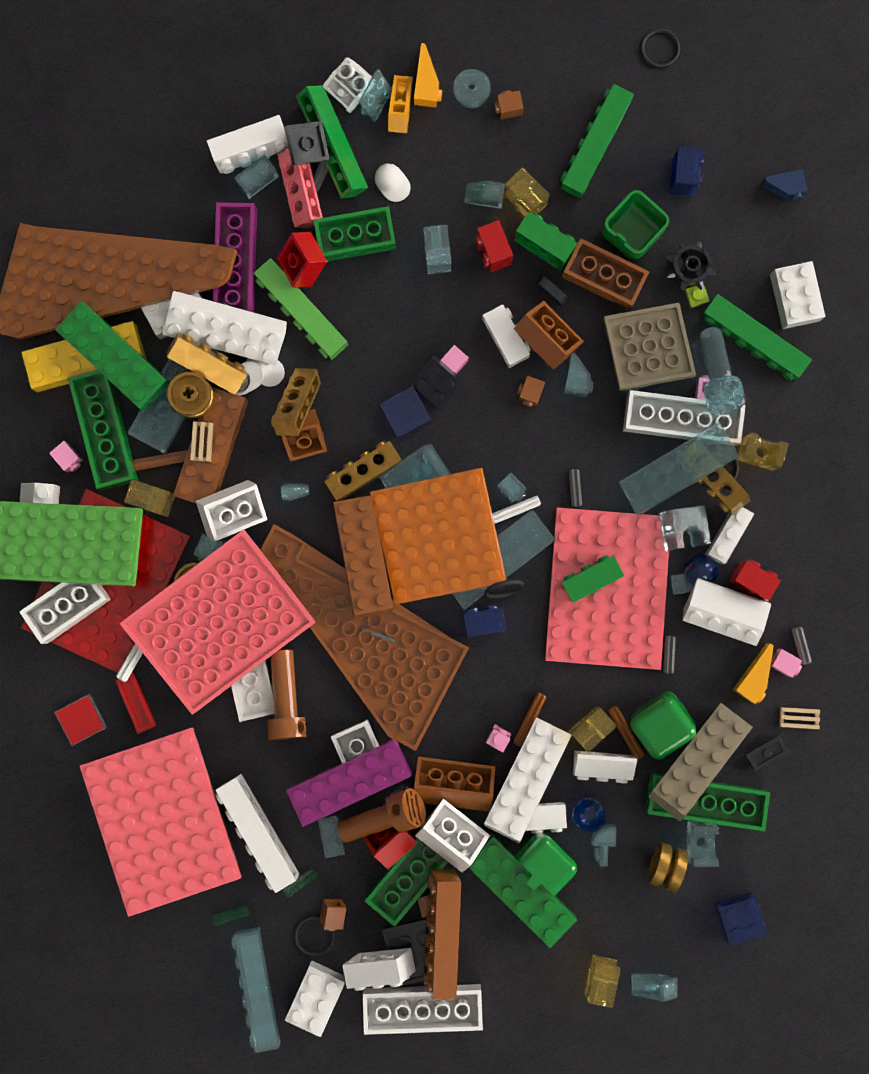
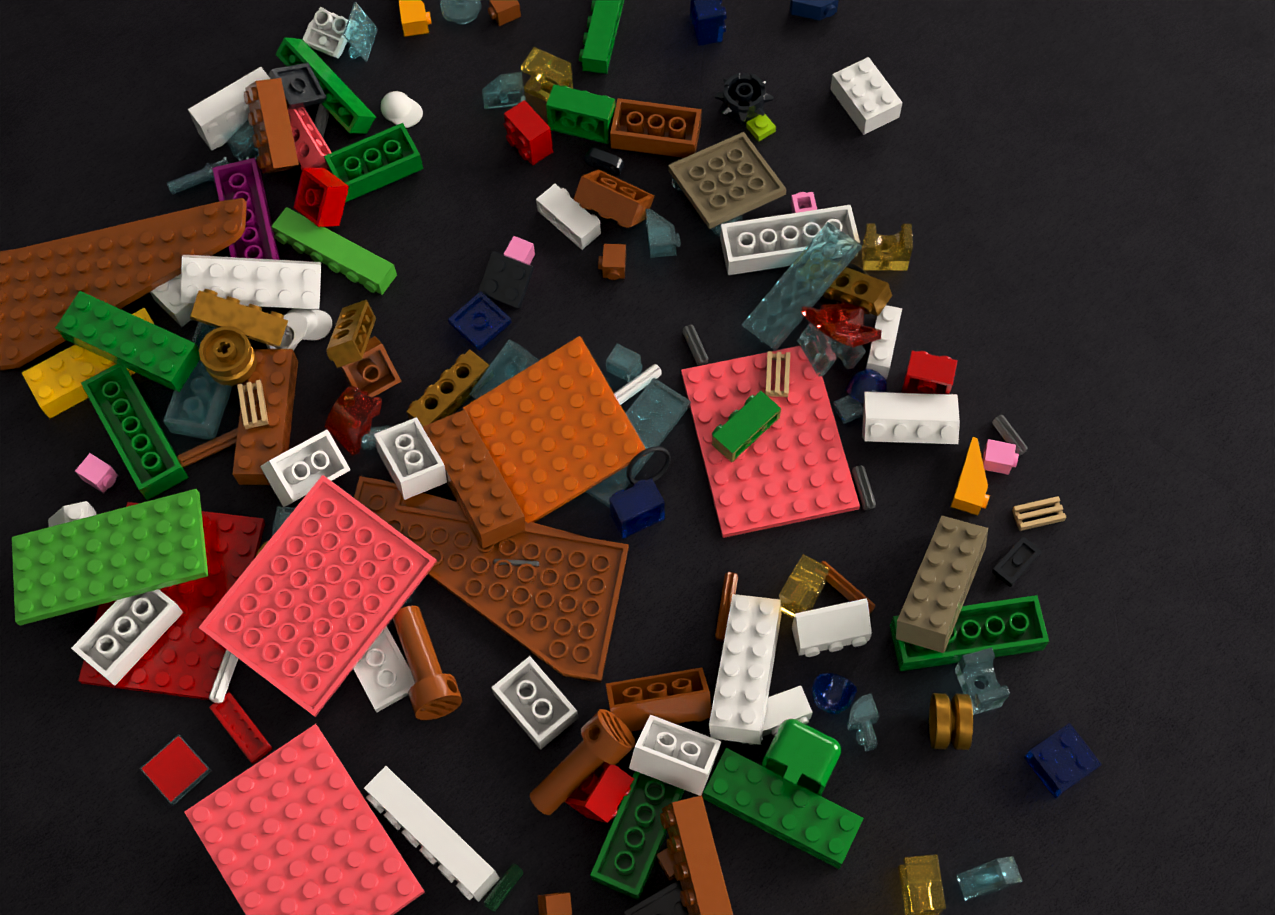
camera: 20 degrees left, 20 degrees down
(149, 498) = (210, 481): clear yellow piece -> none
(205, 199) = (195, 177): none -> clear light blue pin
(274, 180) = (271, 125): none -> dark orange brick
(279, 474) = (352, 417): none -> clear red slope
(317, 524) = (410, 458): none -> white brick
(331, 841) = (527, 818): clear light blue plate -> none
(349, 782) = (528, 728): magenta brick -> none
(400, 104) = (389, 37): light orange slope -> none
(437, 249) = (467, 151): clear light blue piece -> none
(498, 738) = (696, 637): bright pink brick -> none
(635, 225) = (671, 72): green piece -> none
(639, 523) = (778, 357): none -> tan tile
(663, 725) = (884, 560): green piece -> none
(699, 517) = (842, 323): none -> clear red slope
(723, 391) = (819, 189): clear light blue piece -> none
(756, 338) = (838, 146): green brick -> none

